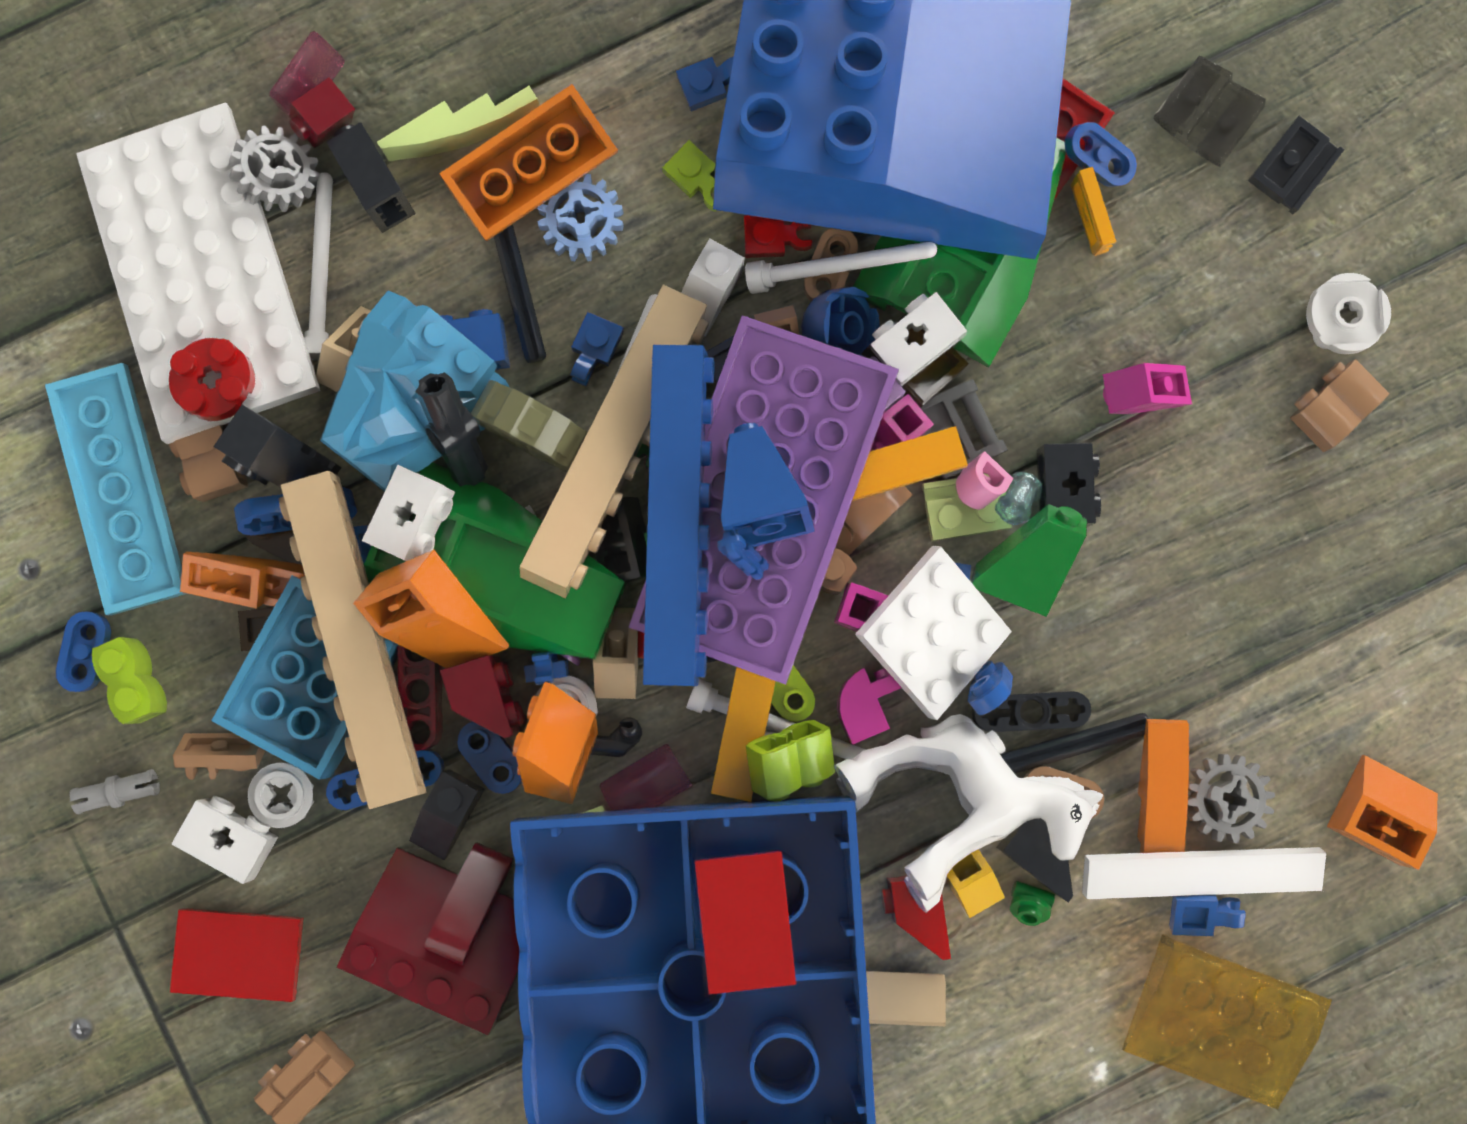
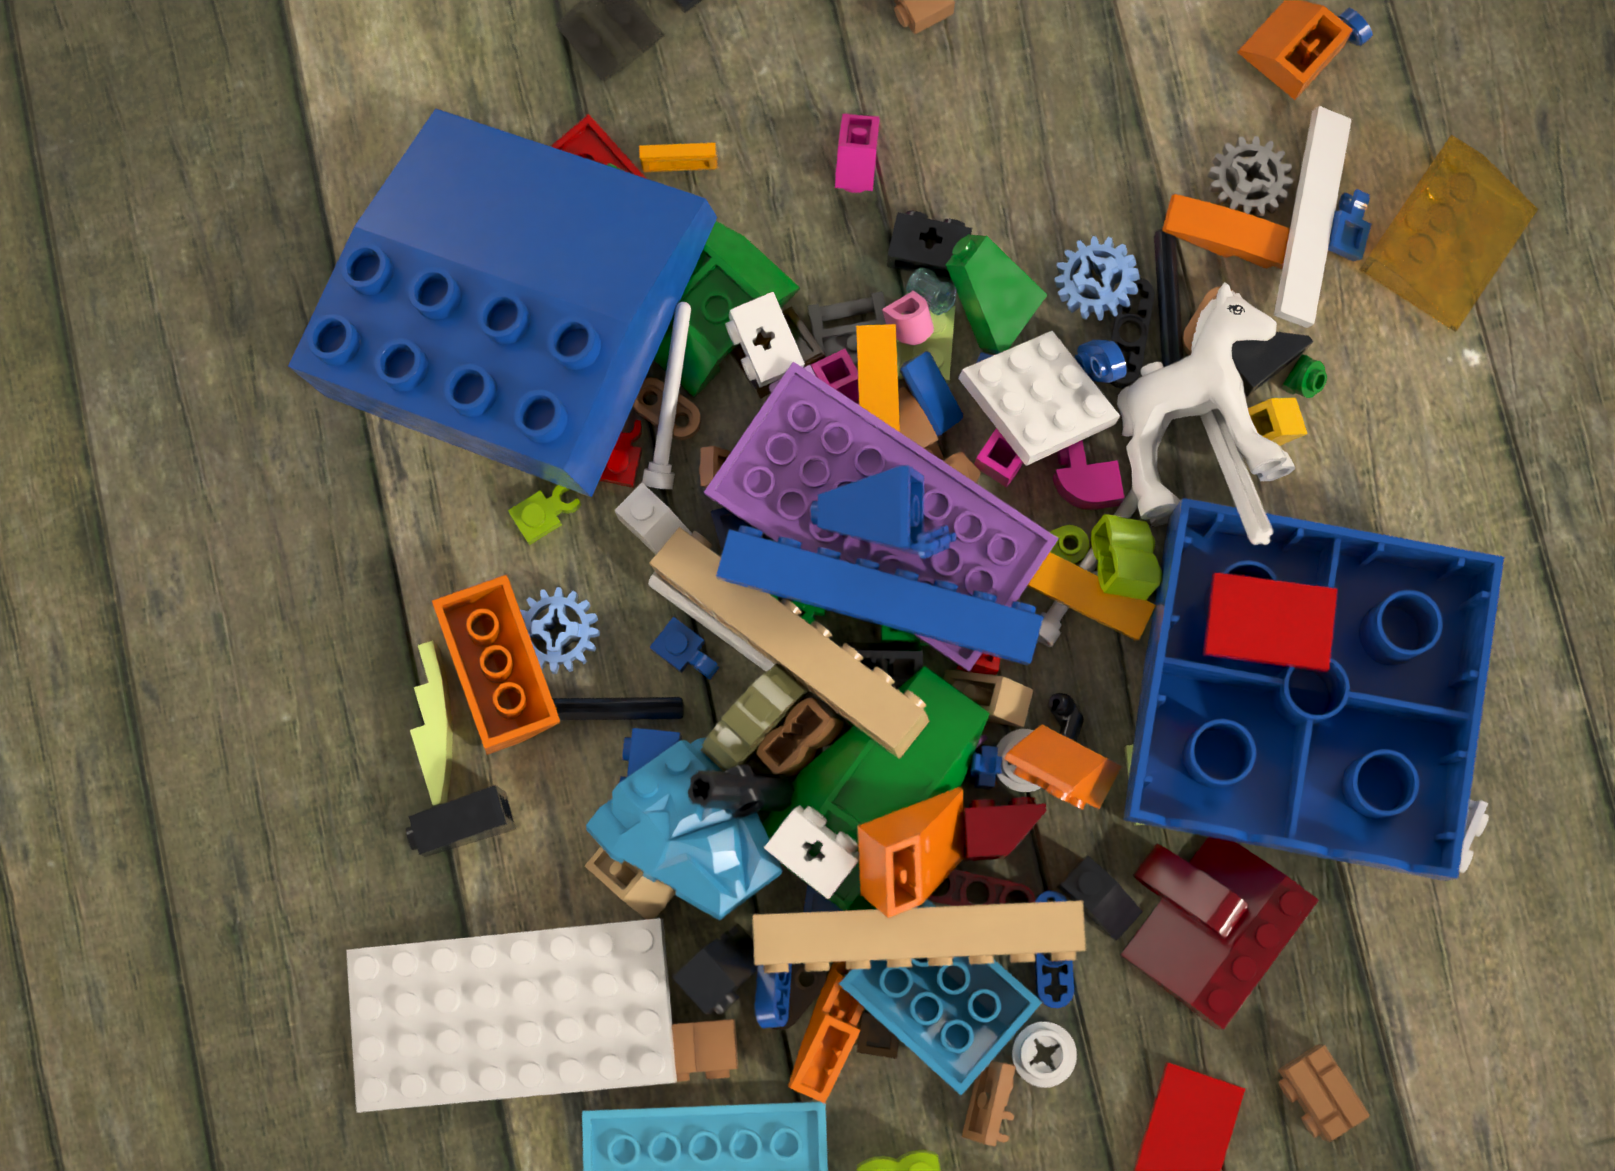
camera: 70 degrees left, 5 degrees down
(192, 365) = (645, 1033): red plate -> none
(203, 839) = (1072, 1138): white brick -> none
(278, 166) = (423, 915): light grey gear -> none
(308, 68) = (345, 863): clear pink slope -> none
(316, 334) = (604, 914): white piece -> none
(320, 113) = (386, 855): dark red brick -> none
(486, 759) = (1055, 843): blue plate -> none
(522, 475) = (794, 745): none -> medium nougat brick
(646, 781) = (1112, 702): clear pink slope -> none
(704, 82) = (454, 481): blue plate -> none
(841, 319) = (725, 410): blue cylinder -> none
(888, 857) = (1237, 478): none -> white axle
(906, 998) = (1370, 502): tan slope -> none
(912, 523) = (931, 392): none -> blue slope
(926, 927) = (1290, 489): red slope -> none
(1088, 676) = (1082, 284): none -> light blue gear
(1098, 151) = (624, 138): blue plate -> none
(1425, 876) = (1361, 29): none -> blue tile

